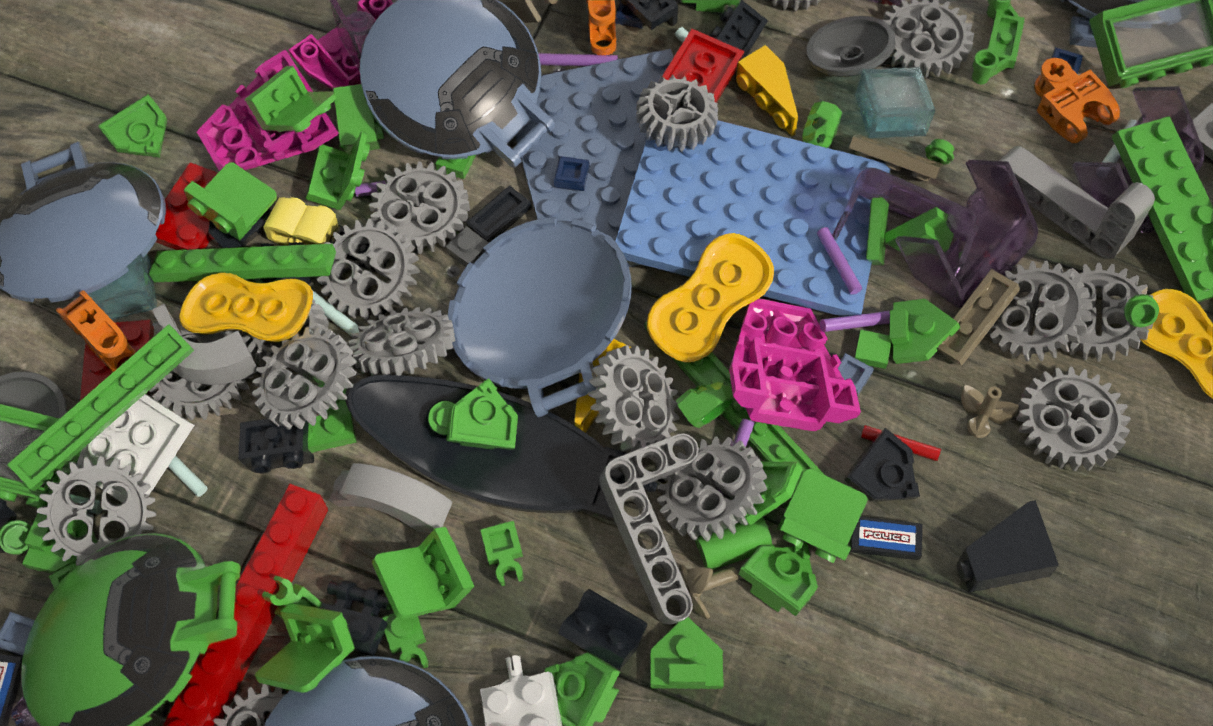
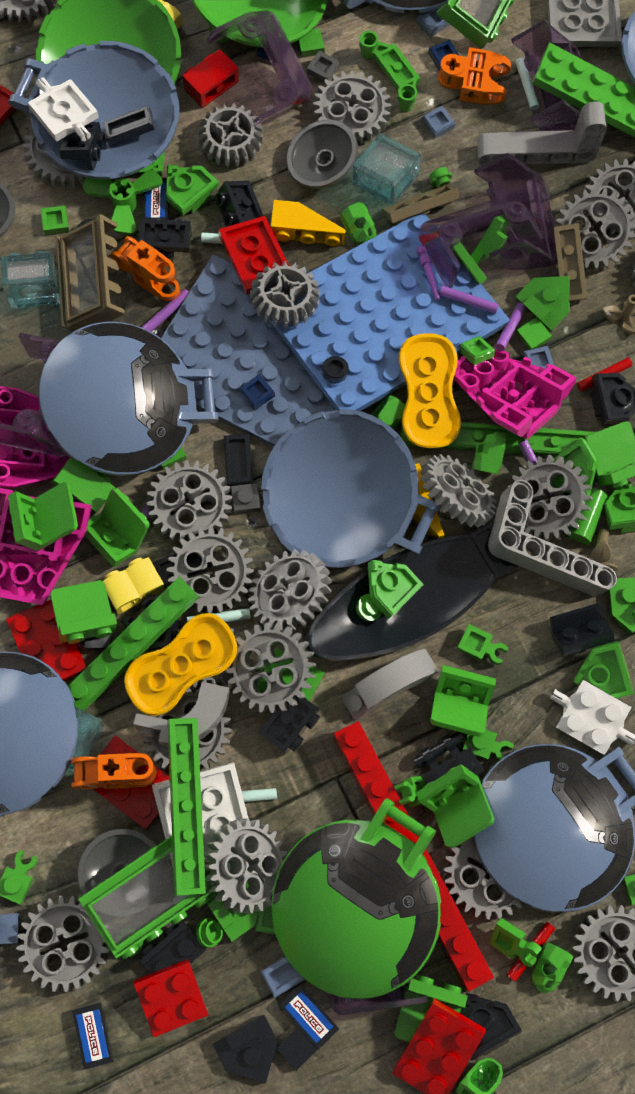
camera: 55 degrees left, 10 degrees up
(647, 205) = (335, 369): none -> black tile
(650, 289) = (390, 411): none -> bright green rock
(797, 308) = (476, 350): none -> bright green tile
(836, 200) = (425, 262): none -> medium lavender piece
(994, 111) = (438, 122): none -> sand blue tile

